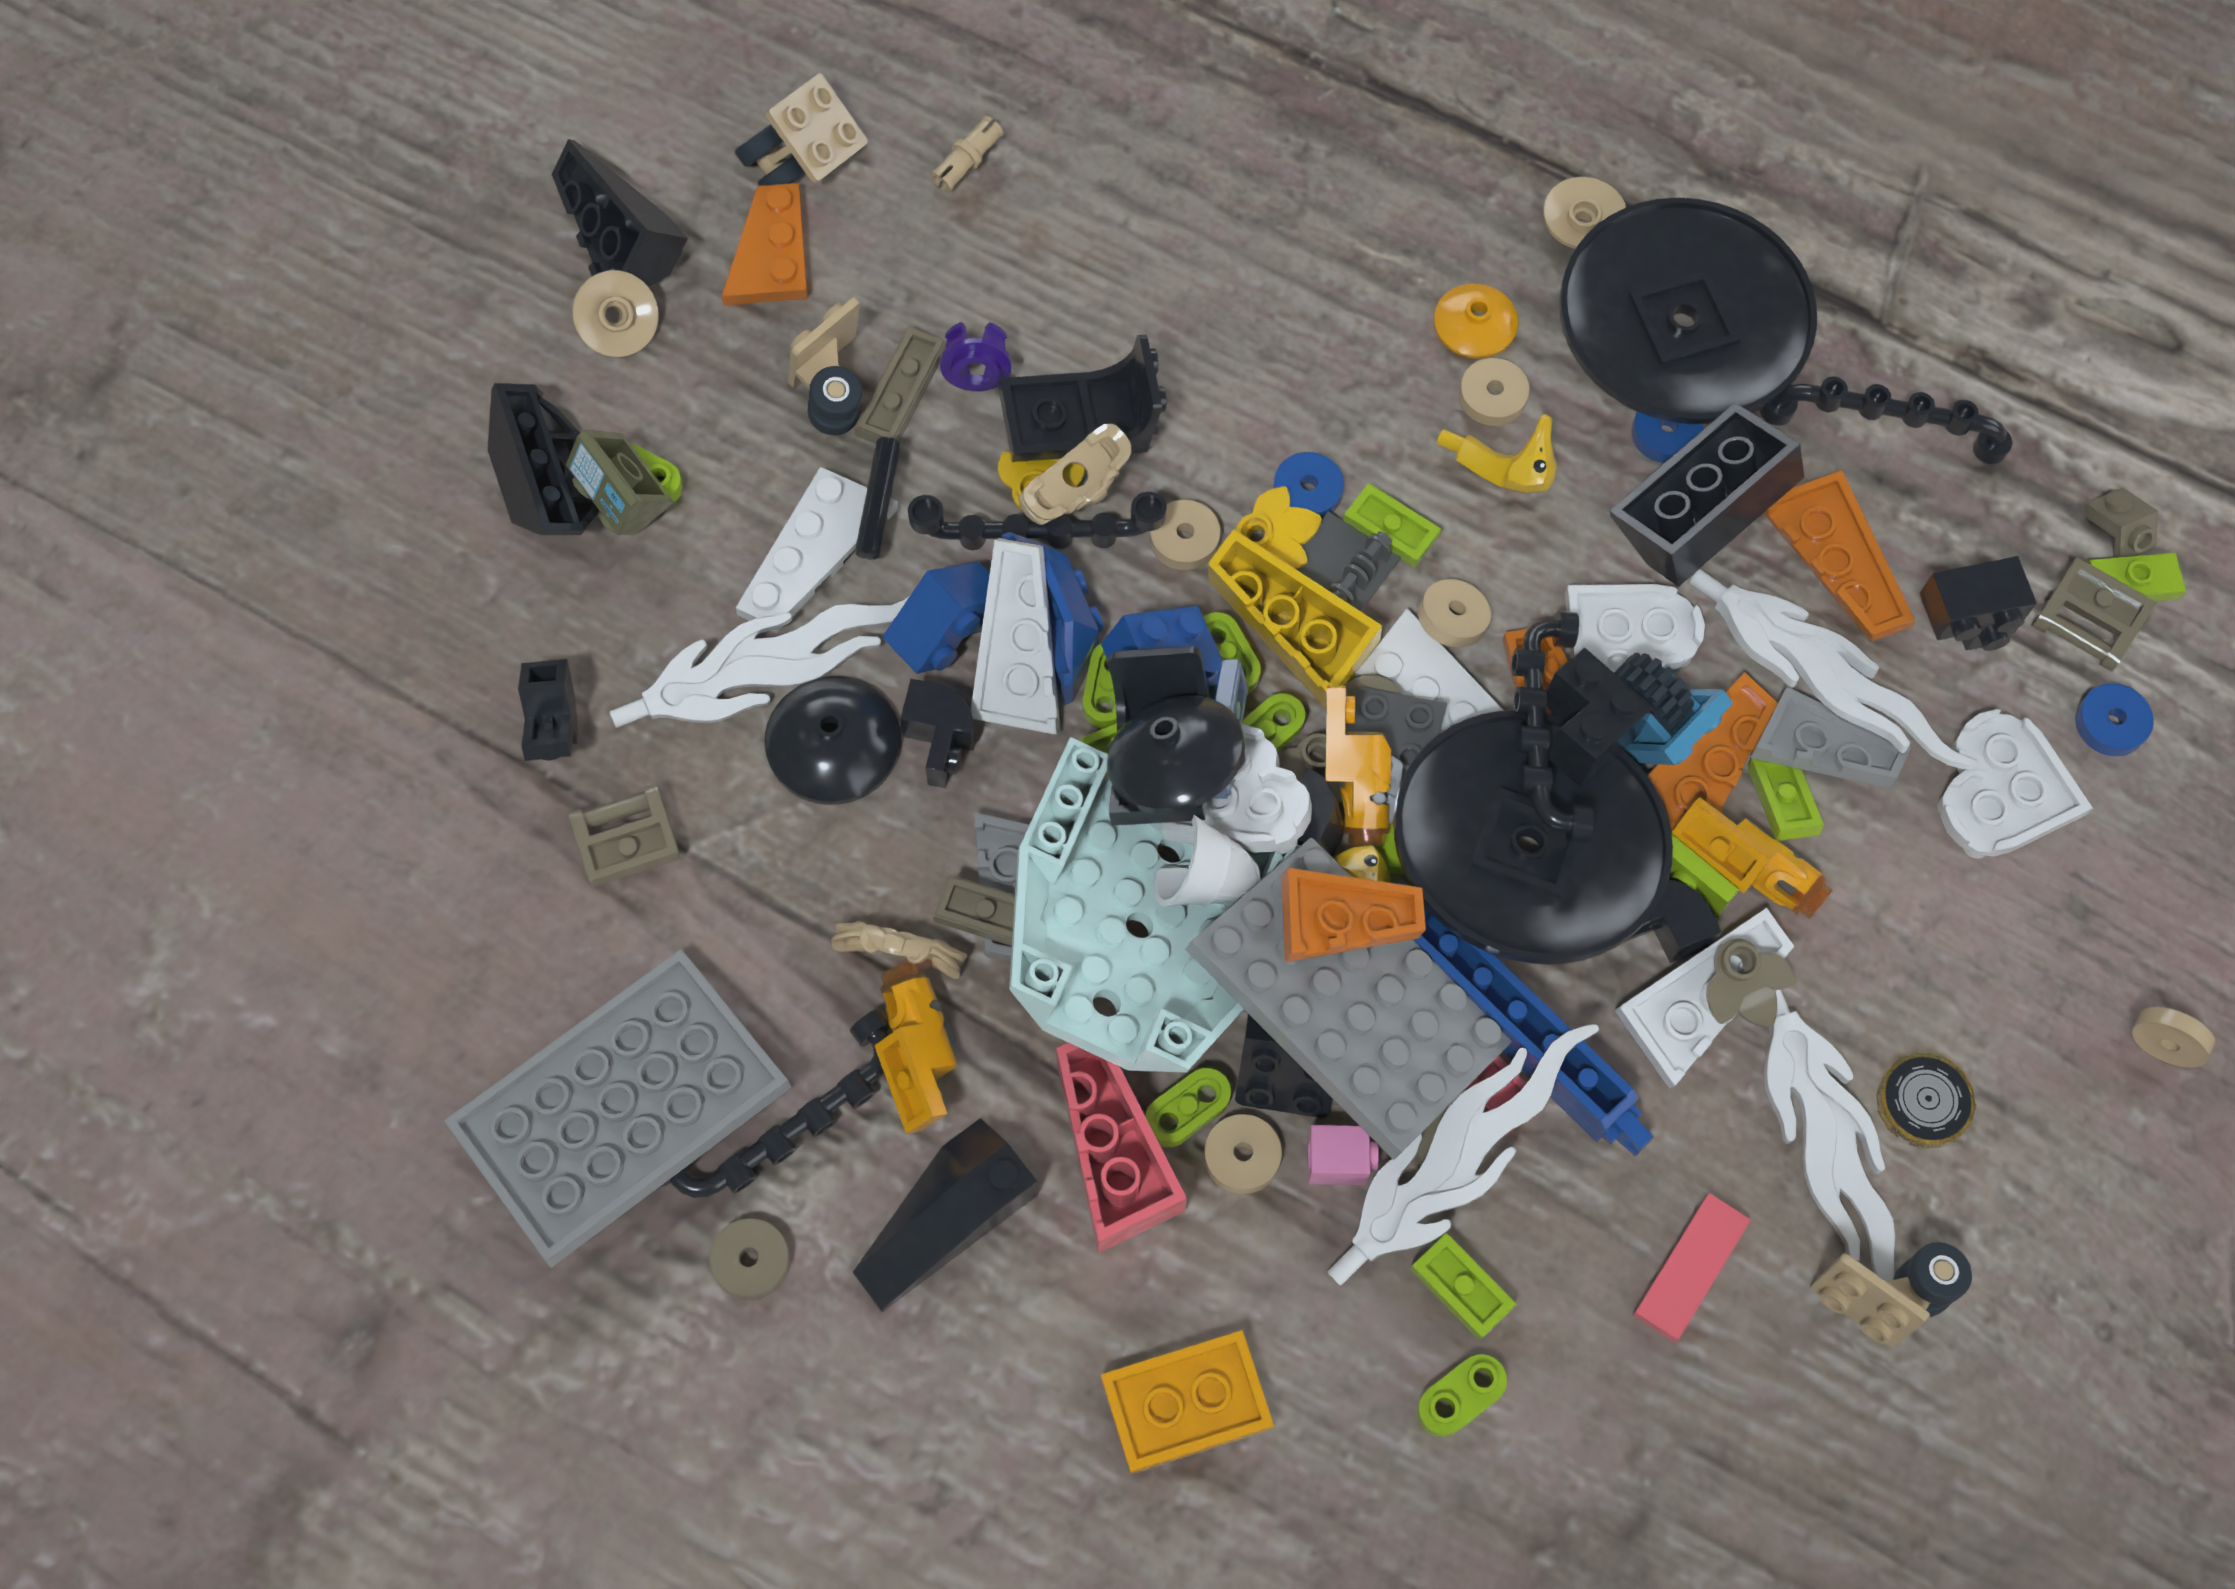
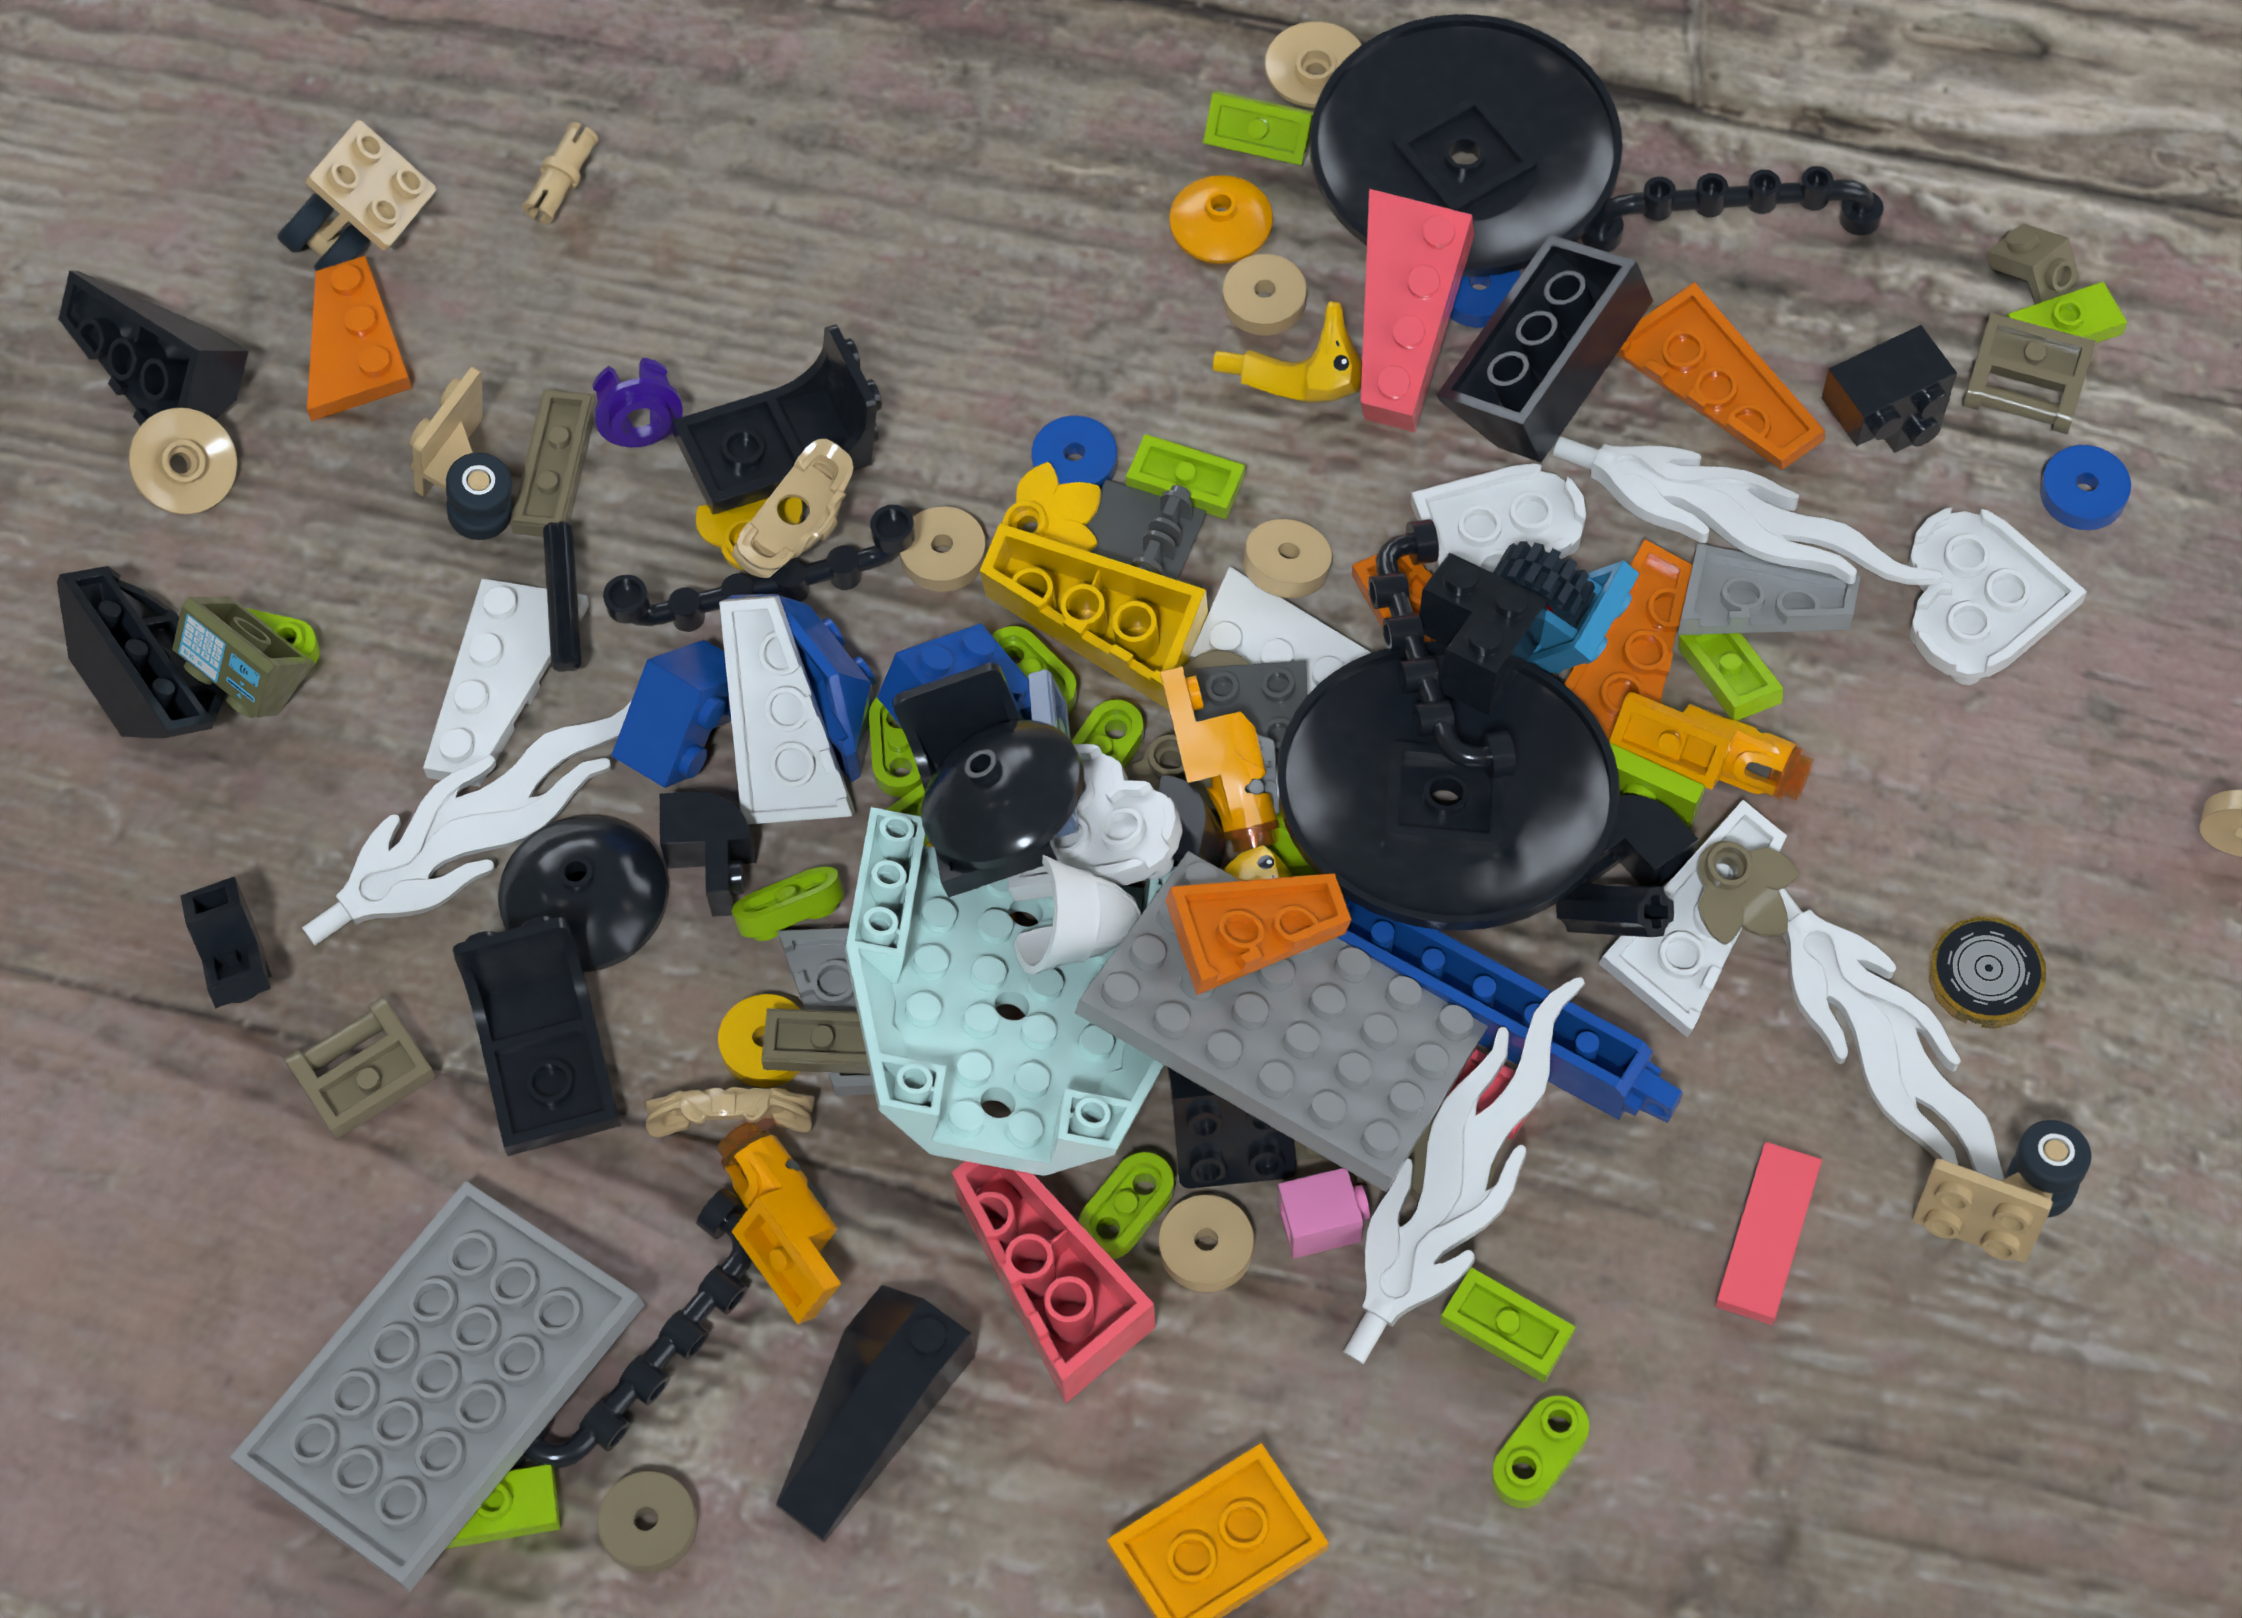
camera: 10 degrees left, 5 degrees down
(655, 1219) = (518, 1506): none -> lime plate
(766, 847) = (537, 1034): none -> black bracket
(923, 886) = (738, 1036): none -> yellow piece
(988, 791) = (787, 902): none -> lime plate
(1525, 254) = (1258, 127): none -> lime plate
(1610, 421) = (1409, 294): none -> coral wedge
(1641, 974) = (1616, 910): none -> black axle

